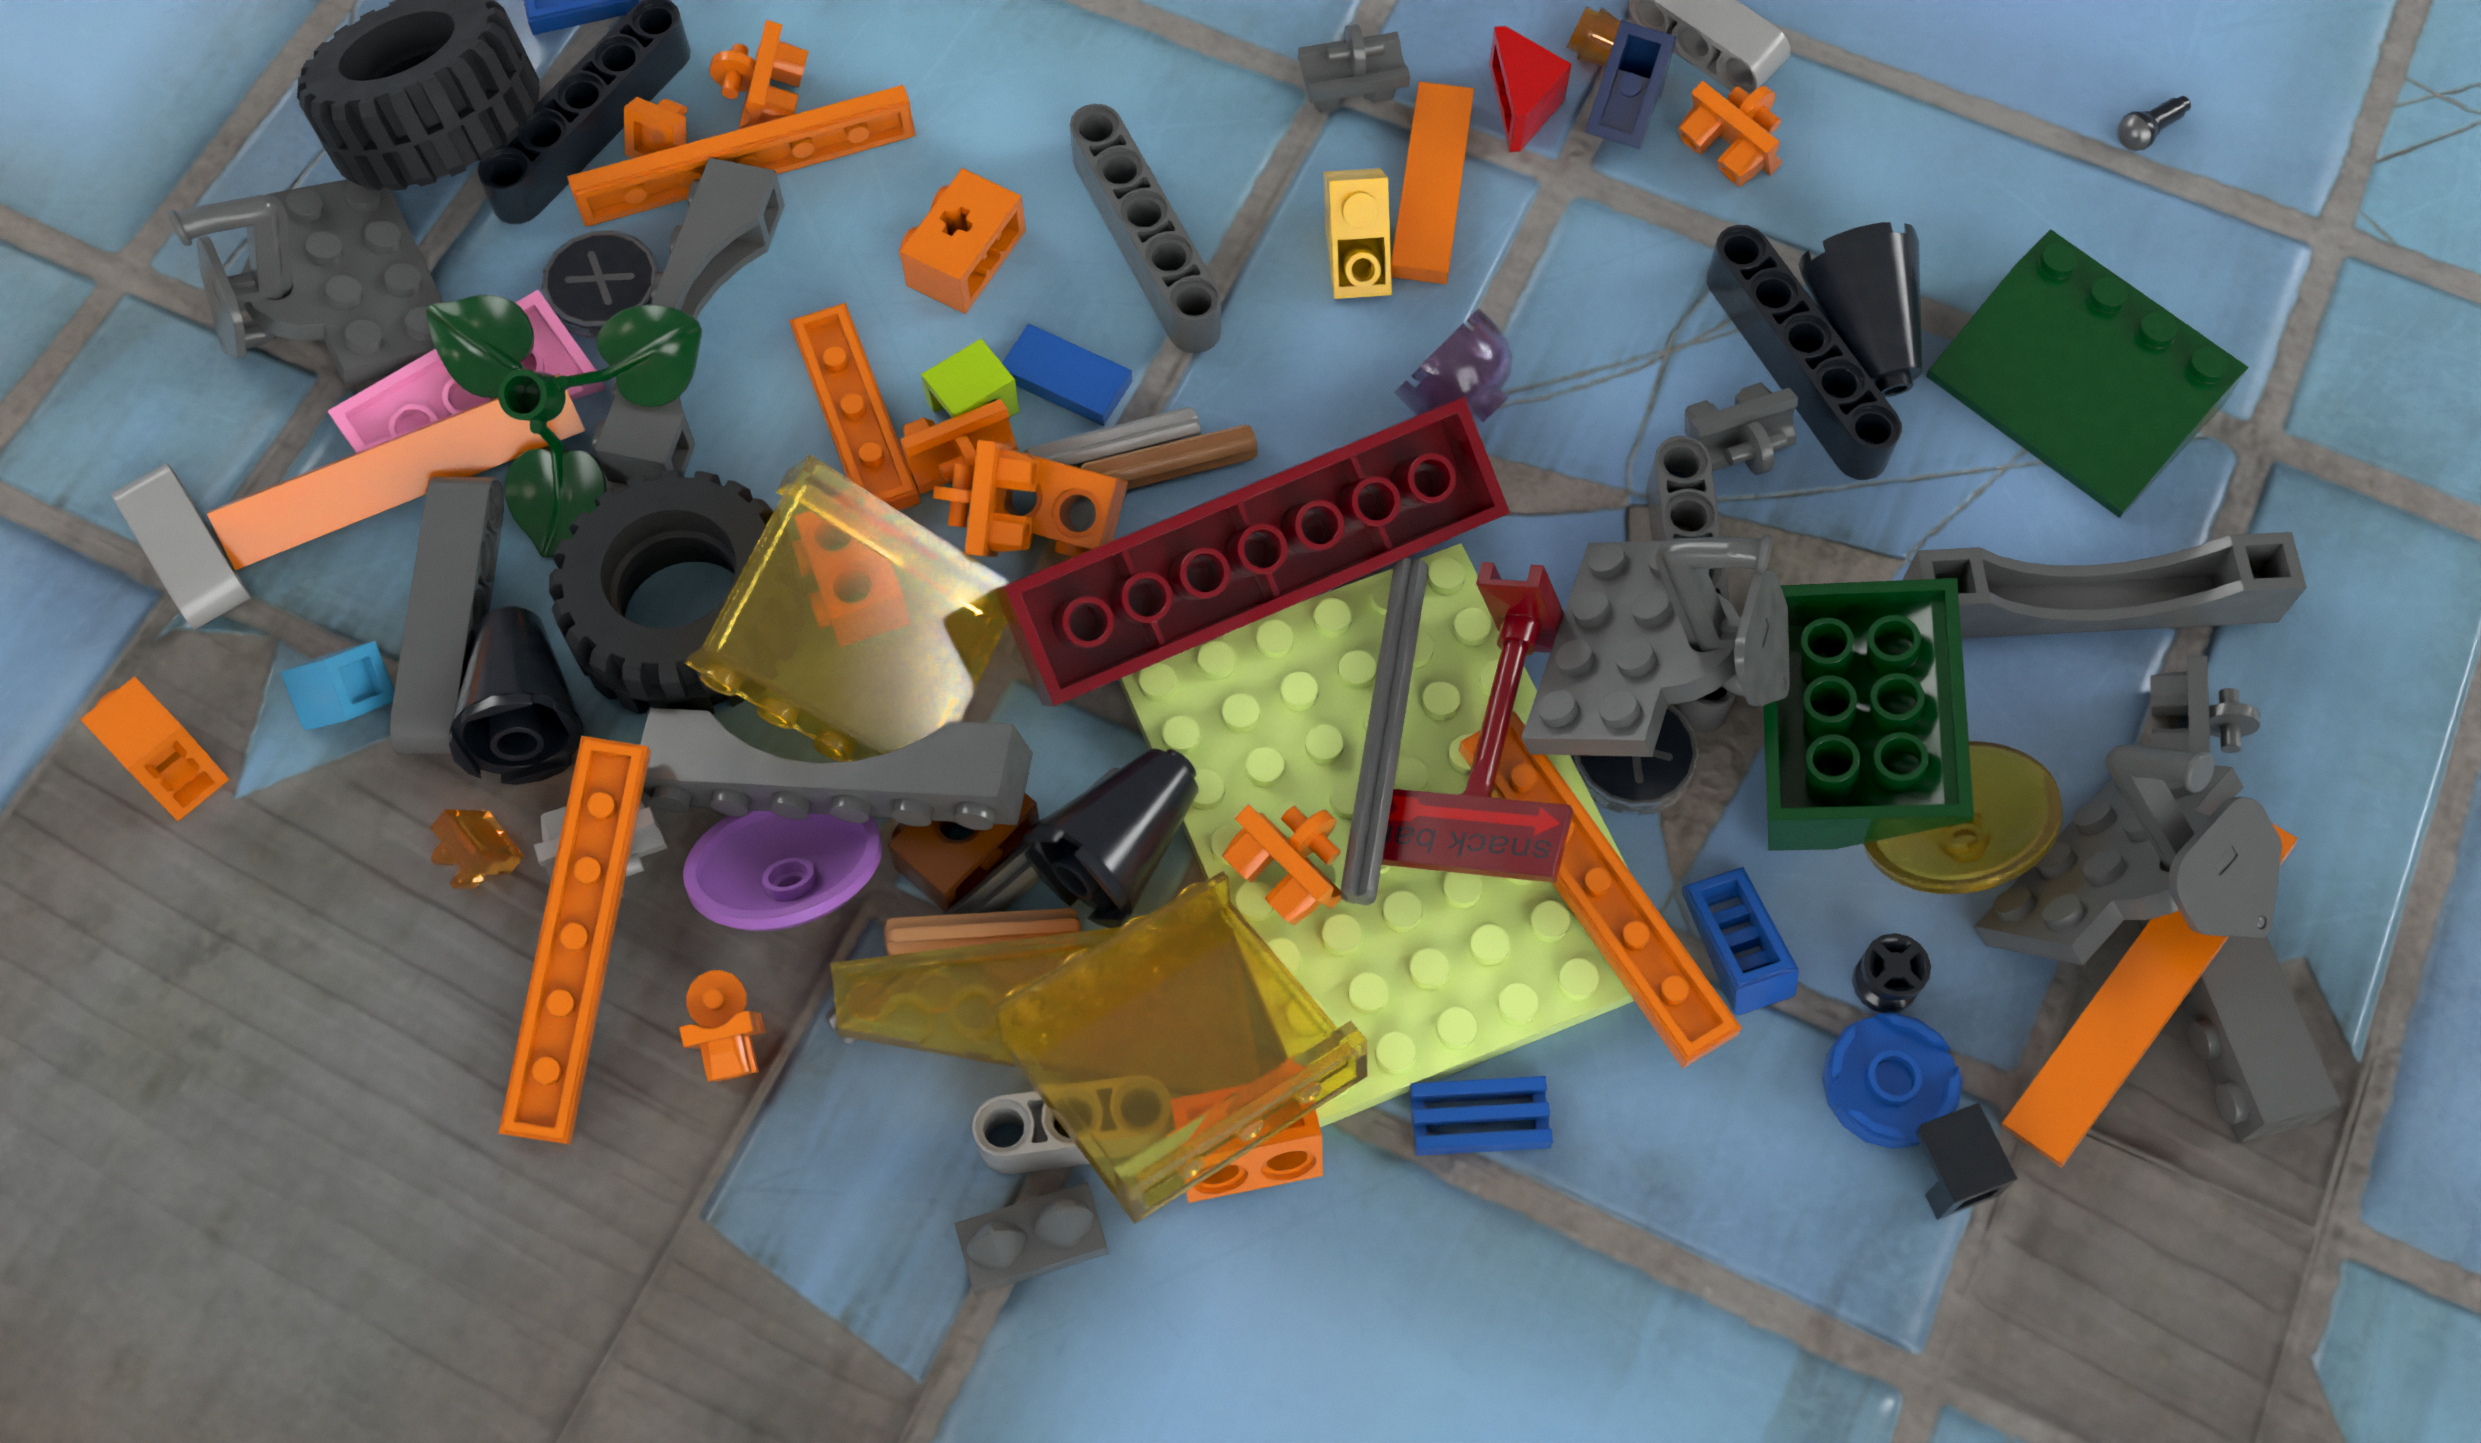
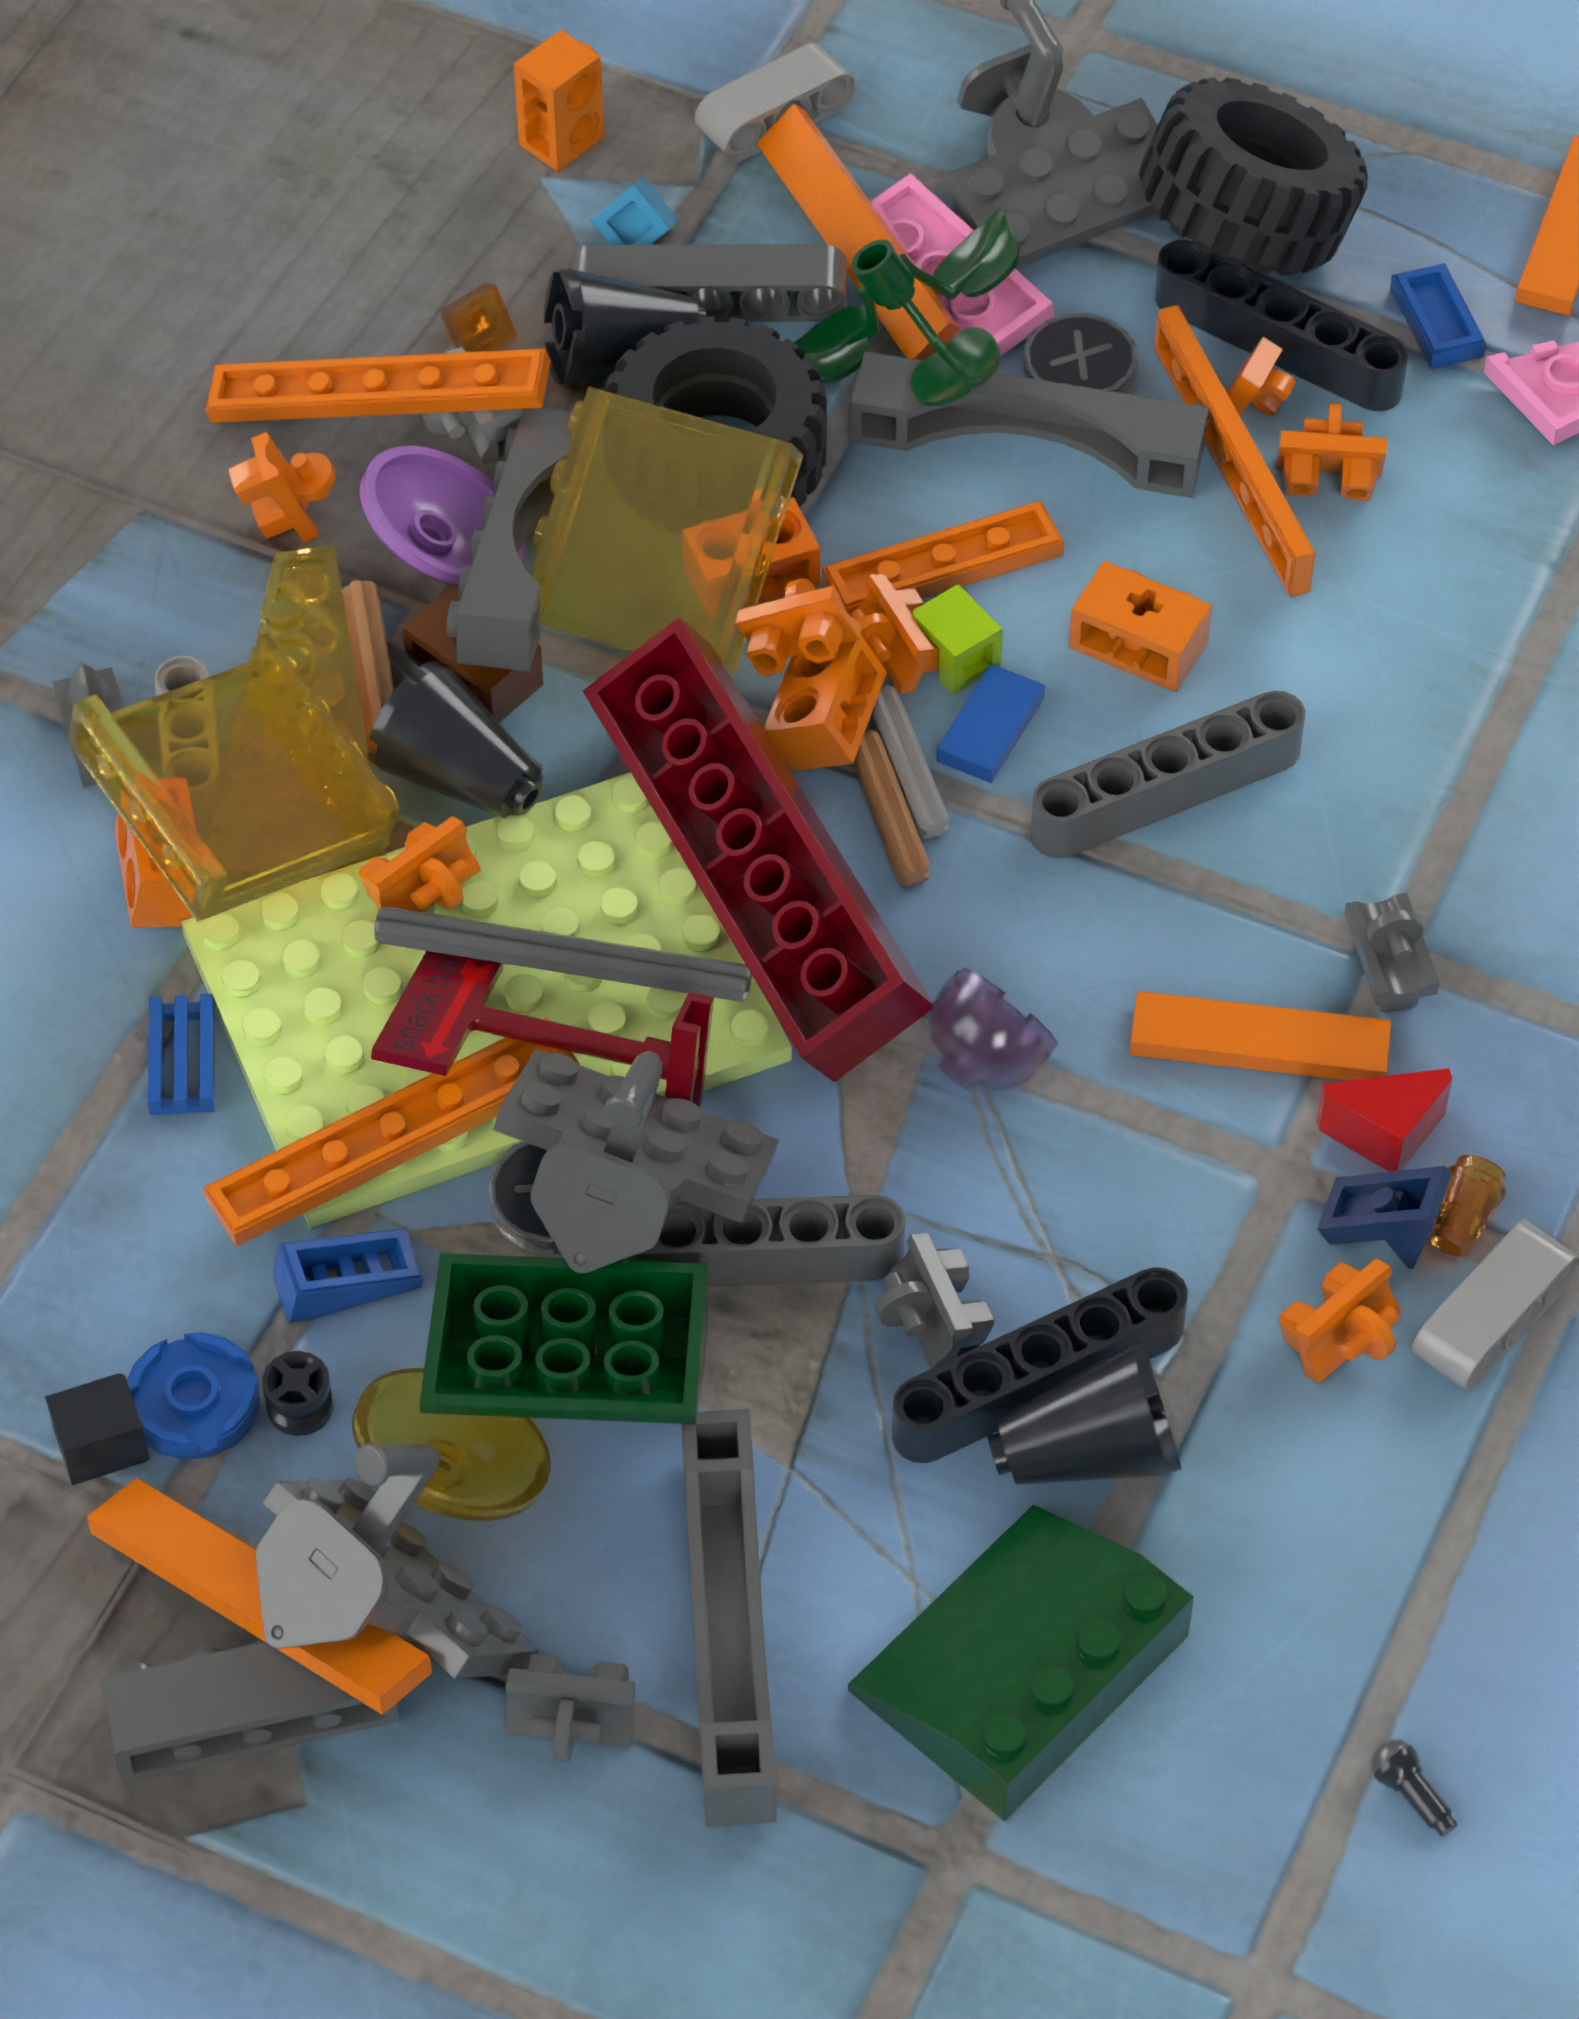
camera: 90 degrees right, 10 degrees down
(1358, 232) = (1181, 952): yellow slope -> none

